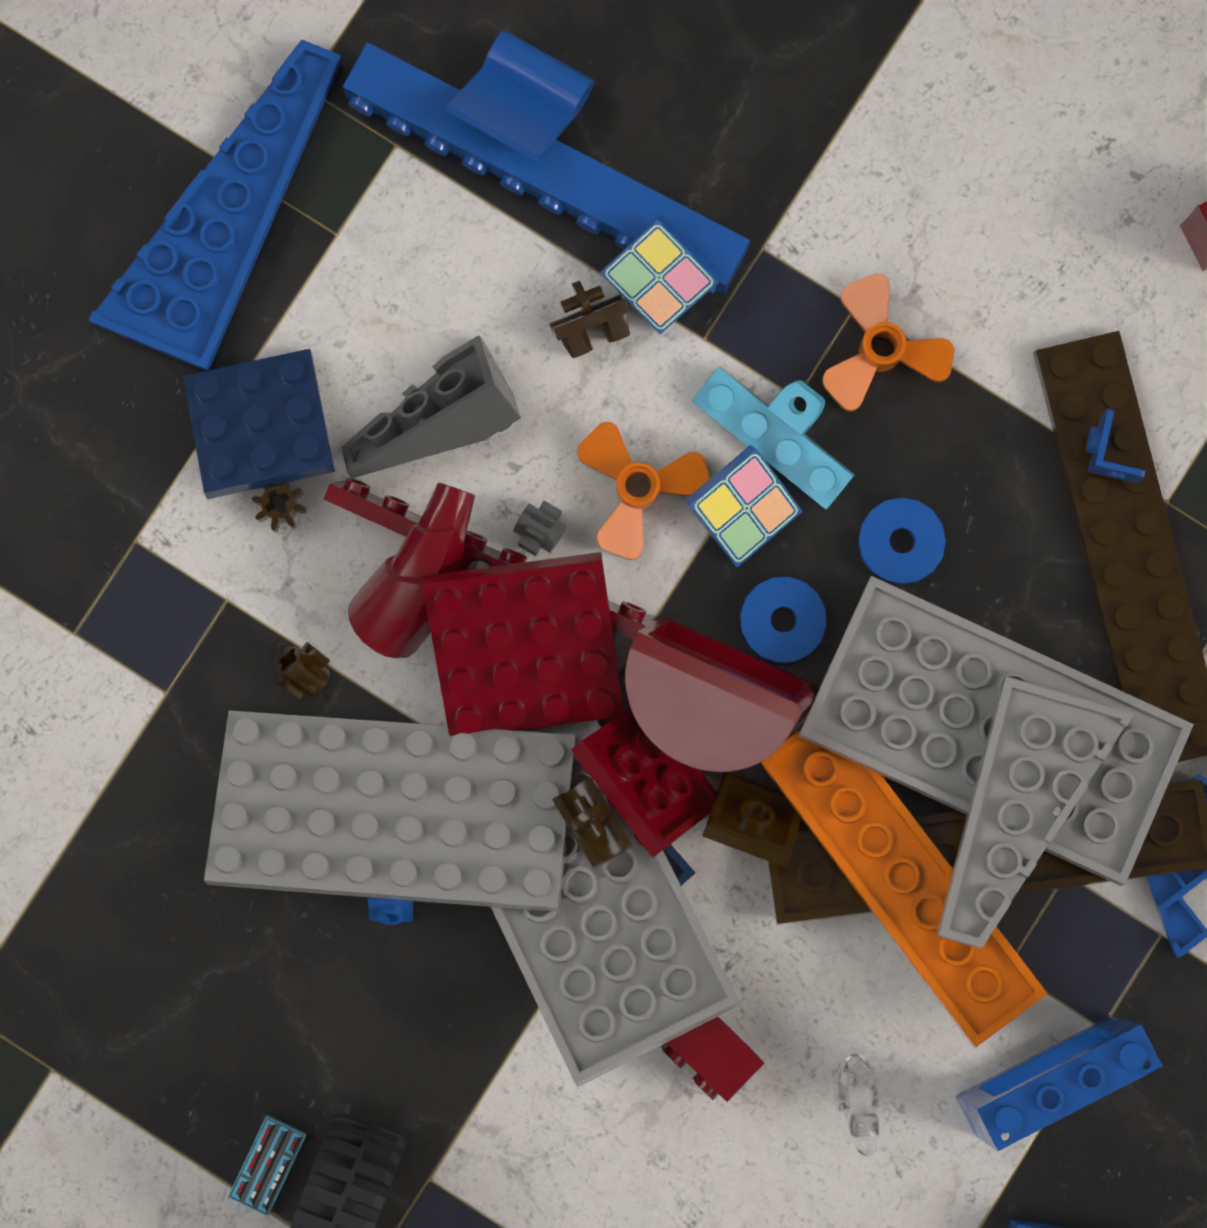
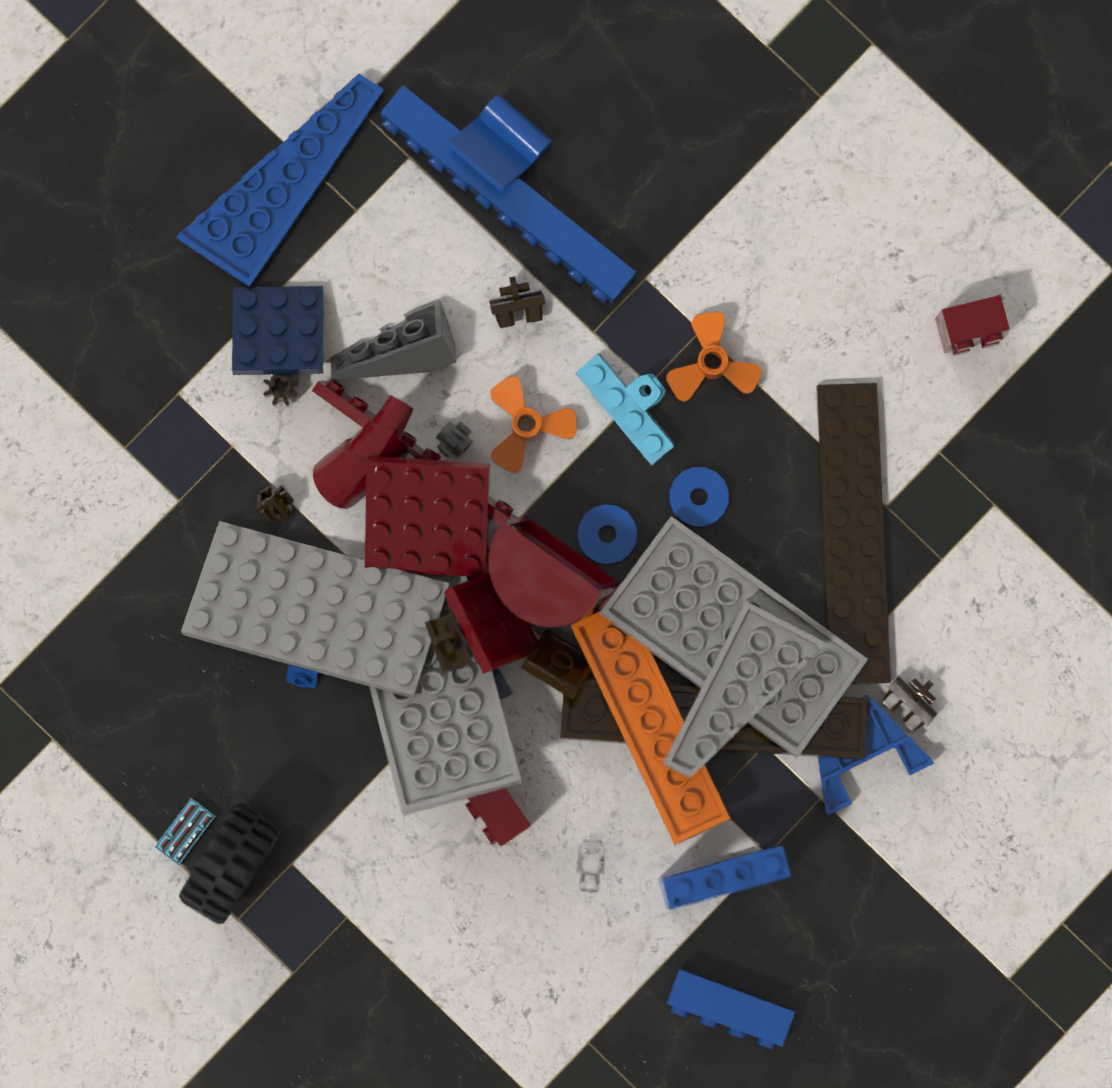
camera: 10 degrees right, 0 degrees up
(661, 274) = (571, 283): tile -> none
(743, 506) = (595, 451): tile -> none
(1097, 444) = (841, 458): blue bracket -> none

